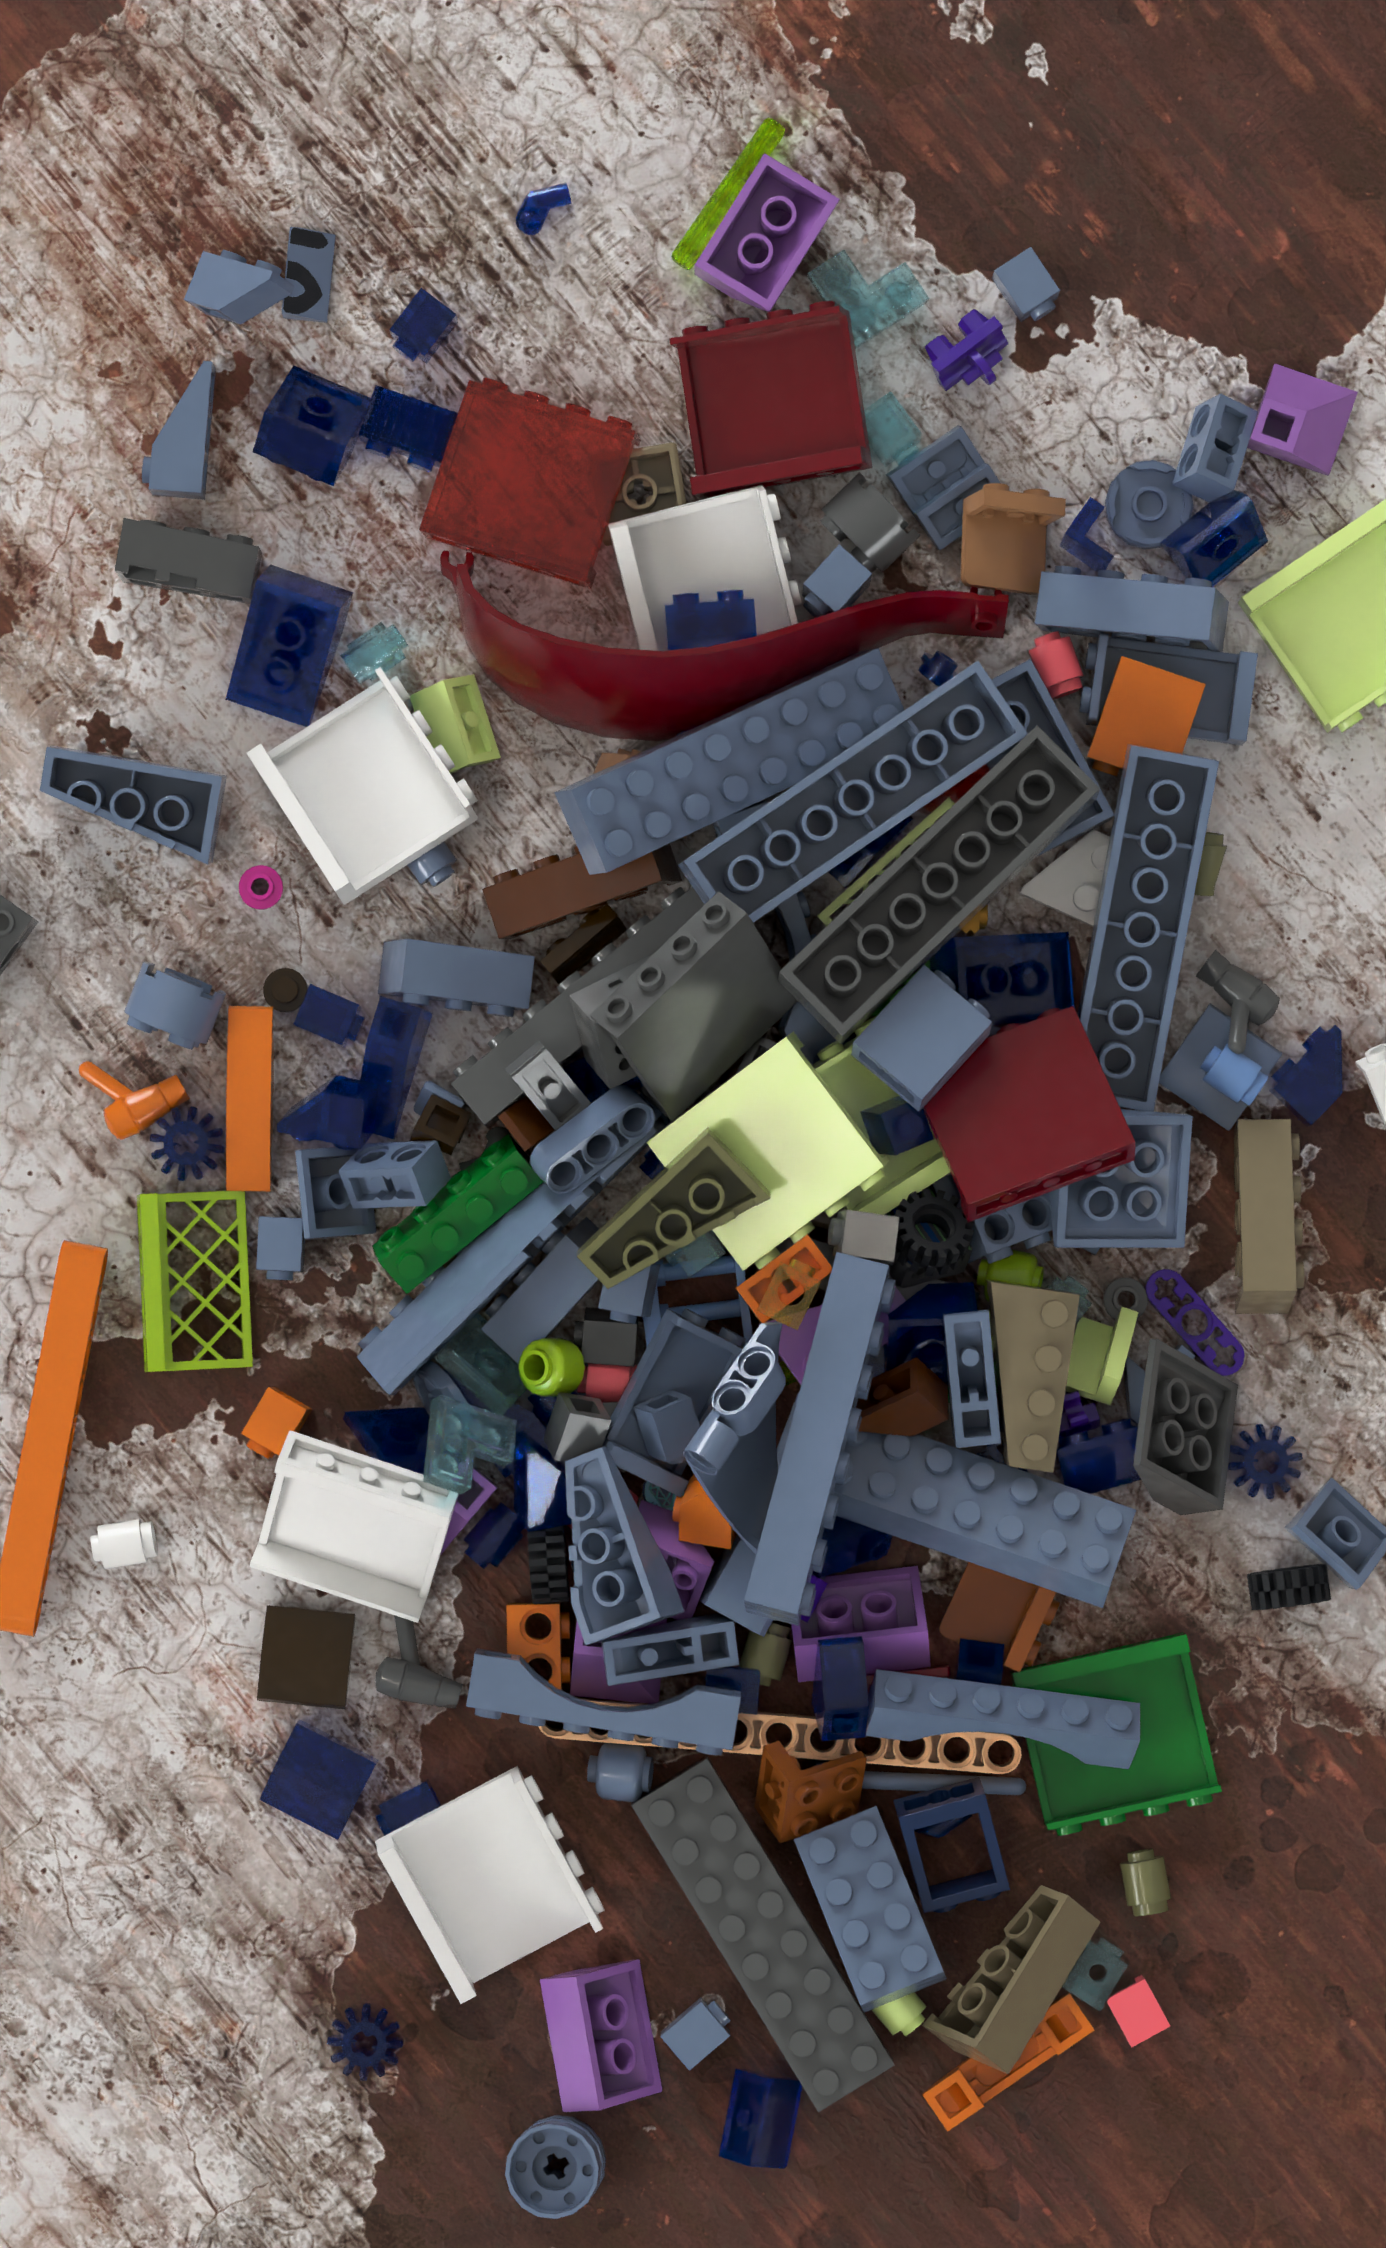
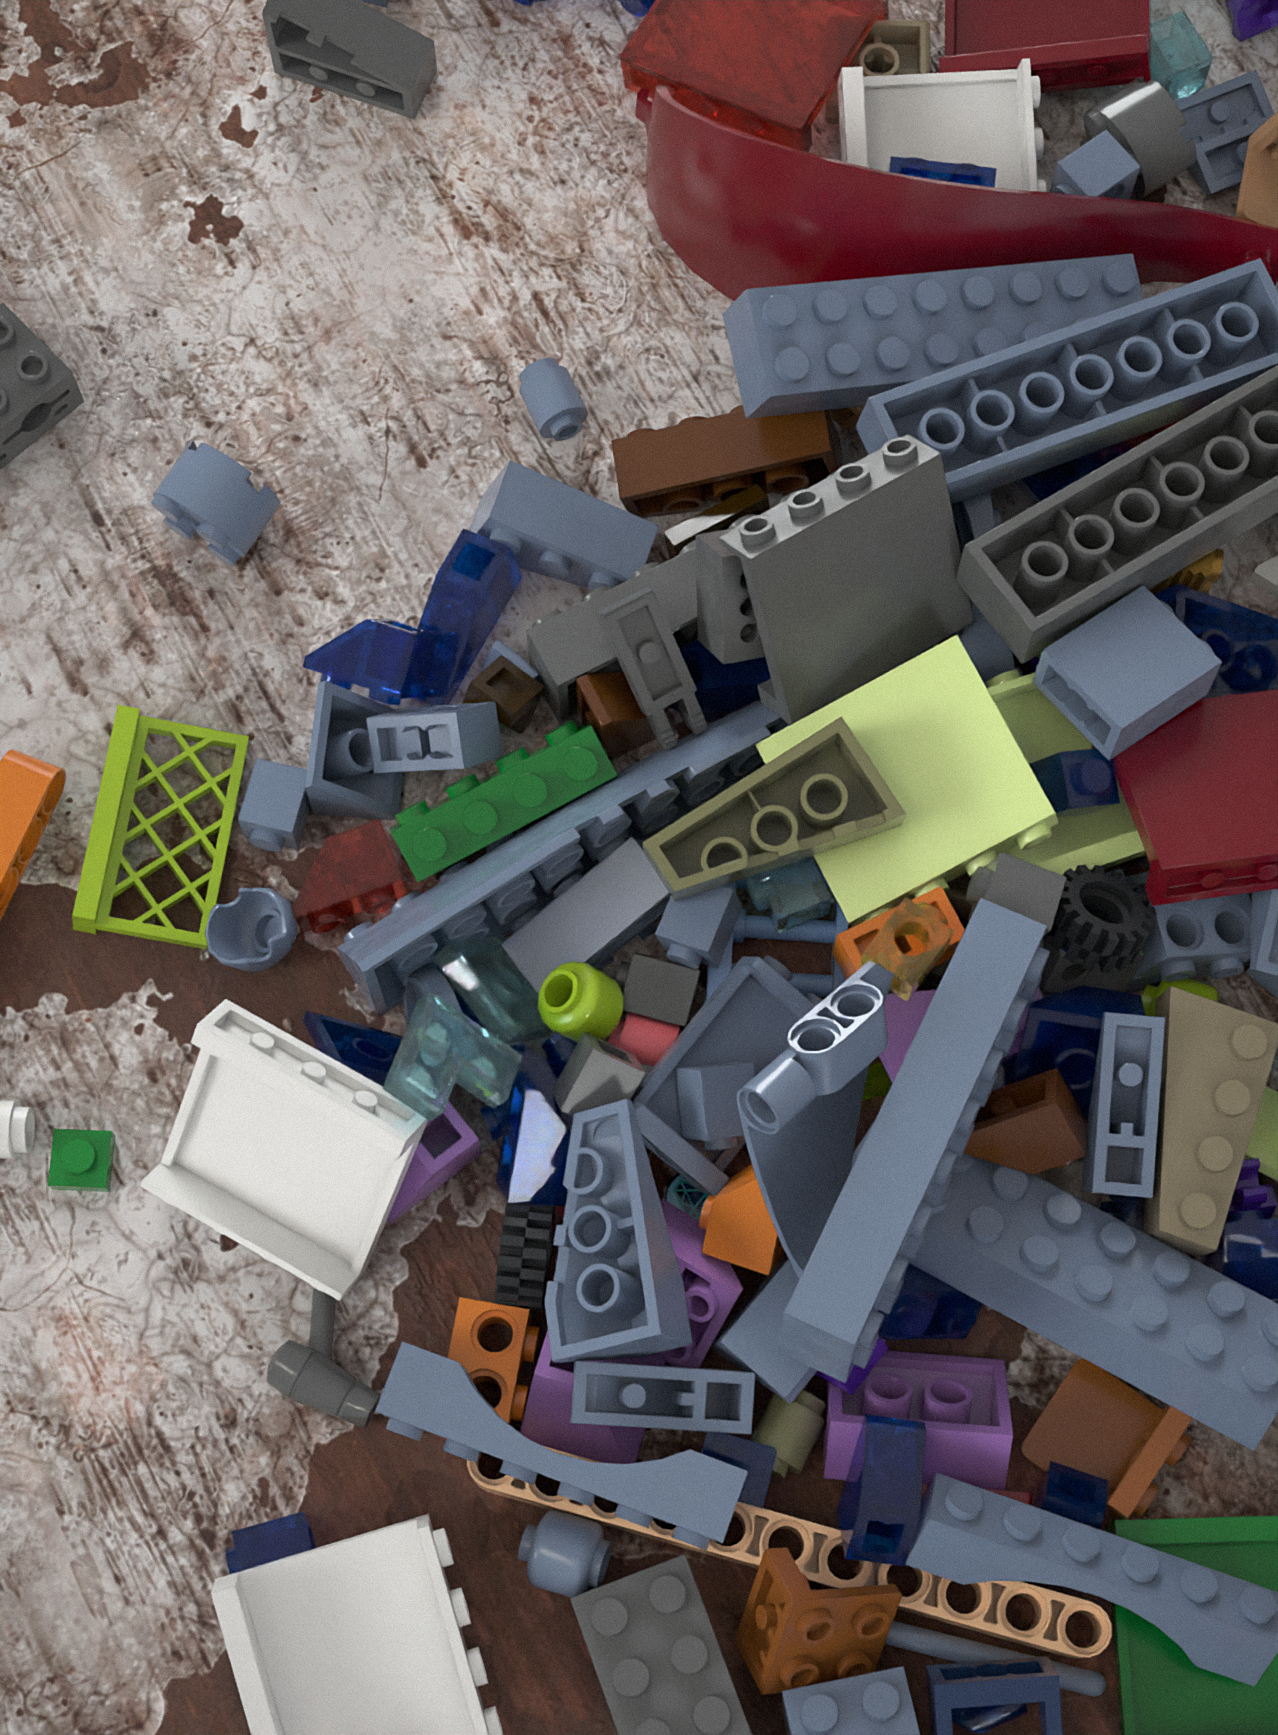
camera: 10 degrees right, 15 degrees down
(137, 1109) = (144, 619): orange piece -> none
(150, 798) = (237, 274): sand blue wedge -> none
(187, 1128) = (207, 653): clear blue gear -> none
(197, 1551) = (81, 1160): none -> green plate
(249, 1098) = (279, 630): orange slope -> none
(273, 894) = (353, 418): dark pink plate -> none
(273, 1420) = (206, 989): orange brick -> none
(285, 990) = (352, 521): dark brown plate -> none
(285, 1352) = (252, 930): none -> sand blue hair
(288, 644) = (443, 155): clear blue slope -> none
(306, 1657) = (185, 1321): dark brown slope -> none
(318, 1779) = (162, 1485): clear blue slope -> none
(329, 1016) = (396, 555): clear blue brick -> none
(350, 1291) = (349, 877): none -> clear red slope
(367, 788) = (501, 313): white panel -> none
(373, 650) = (540, 180): clear light blue brick -> none
(458, 721) = (616, 273): yellowish green panel -> none
(494, 1536) = (463, 1211): clear blue brick -> none
(584, 1159) = (714, 727): sand blue beam -> none

